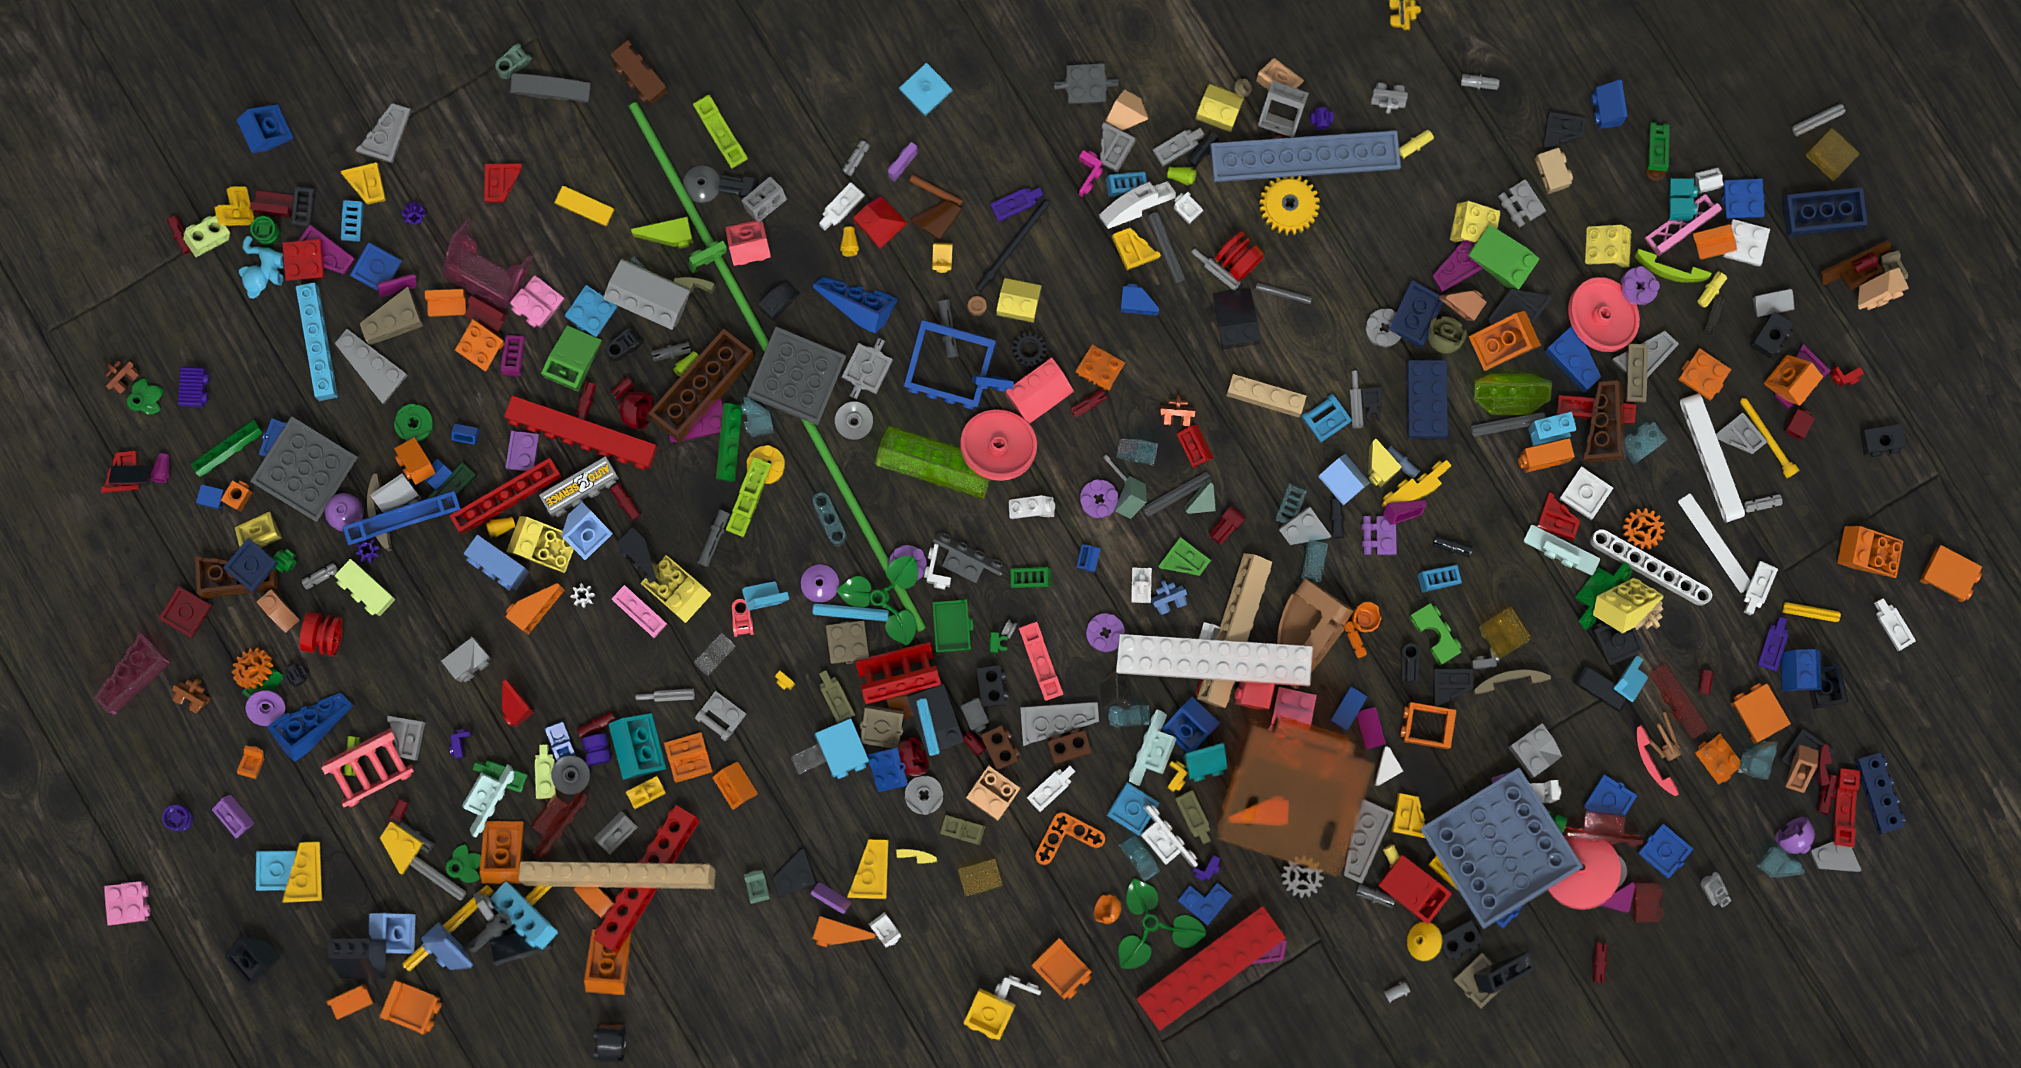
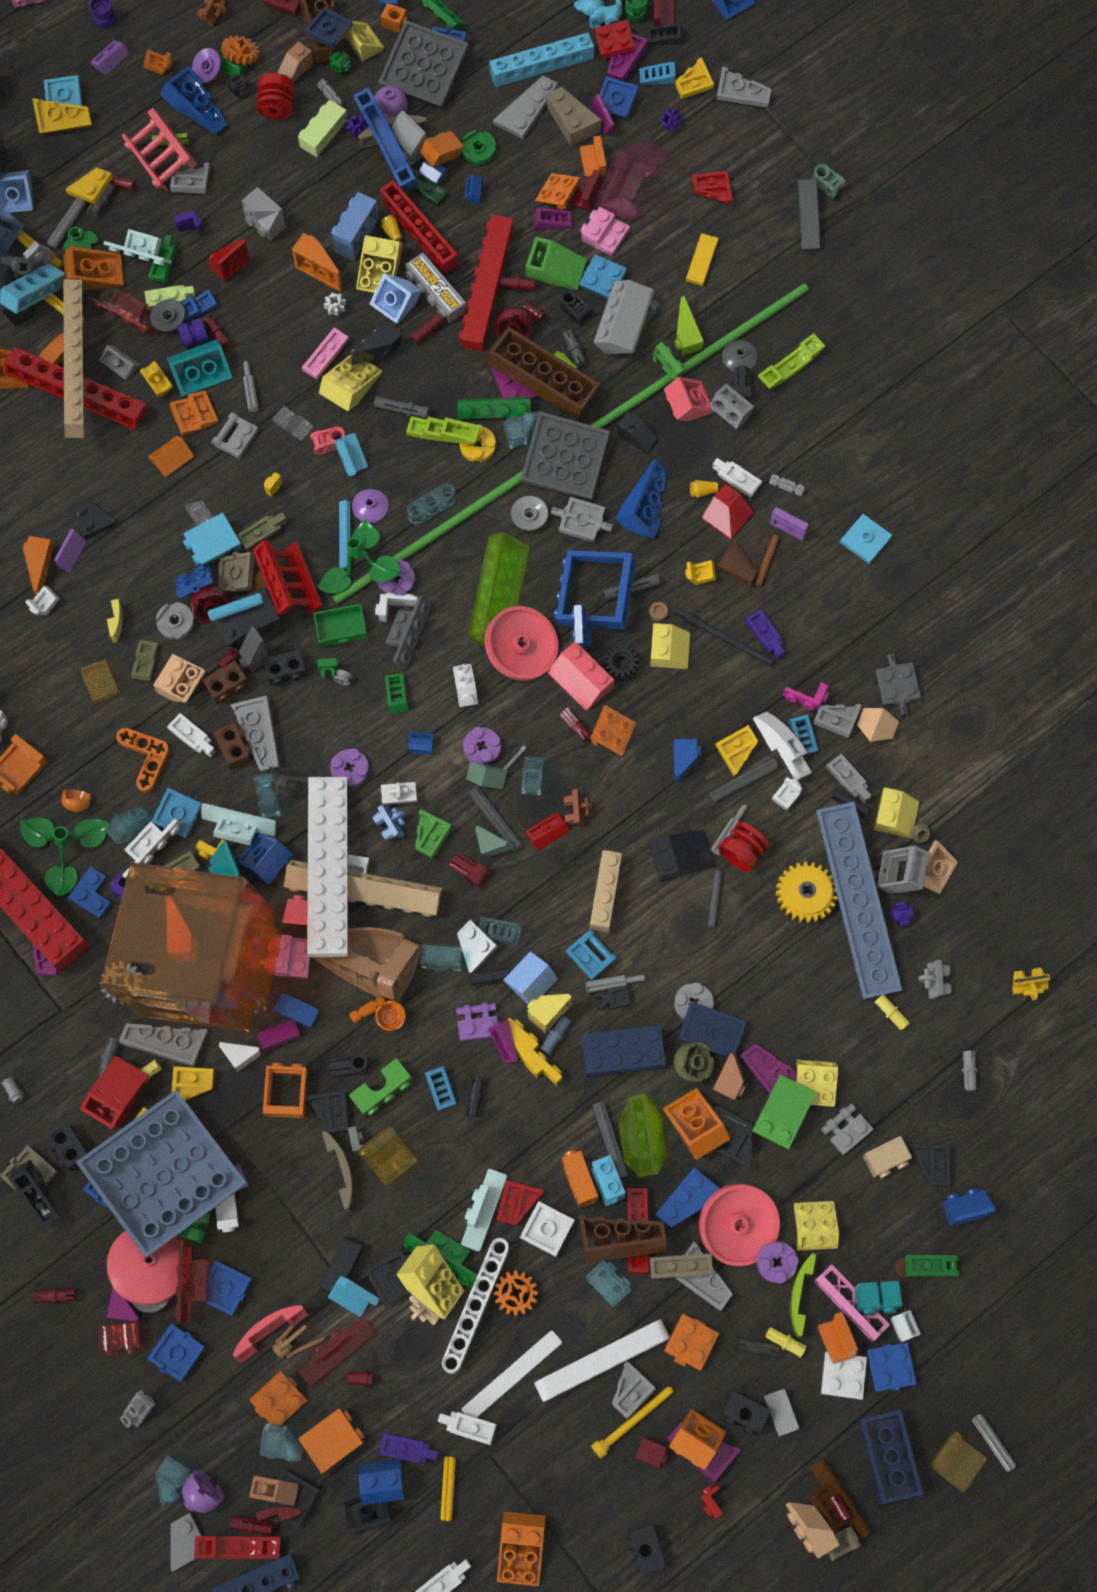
camera: 85 degrees right, 10 degrees down
(522, 451) = (465, 238): medium lavender plate -> none
(638, 74) = (835, 283): reddish brown wedge -> none
(691, 283) = (640, 357): olive slope -> none
(756, 886) = (76, 485): sand green bracket -> none
(847, 642) = (315, 535): dark tan plate -> none
(872, 872) = (95, 584): yellow wing -> none
(1040, 661) = (314, 711): coral slope -> none
(1182, 174) = (820, 786): lime cone -> none
(1431, 941) = (63, 1110): yellow dish -> none
(1536, 751) = (269, 1204): light grey slope -> none
(1763, 503) = (560, 1422): light grey axle -> none

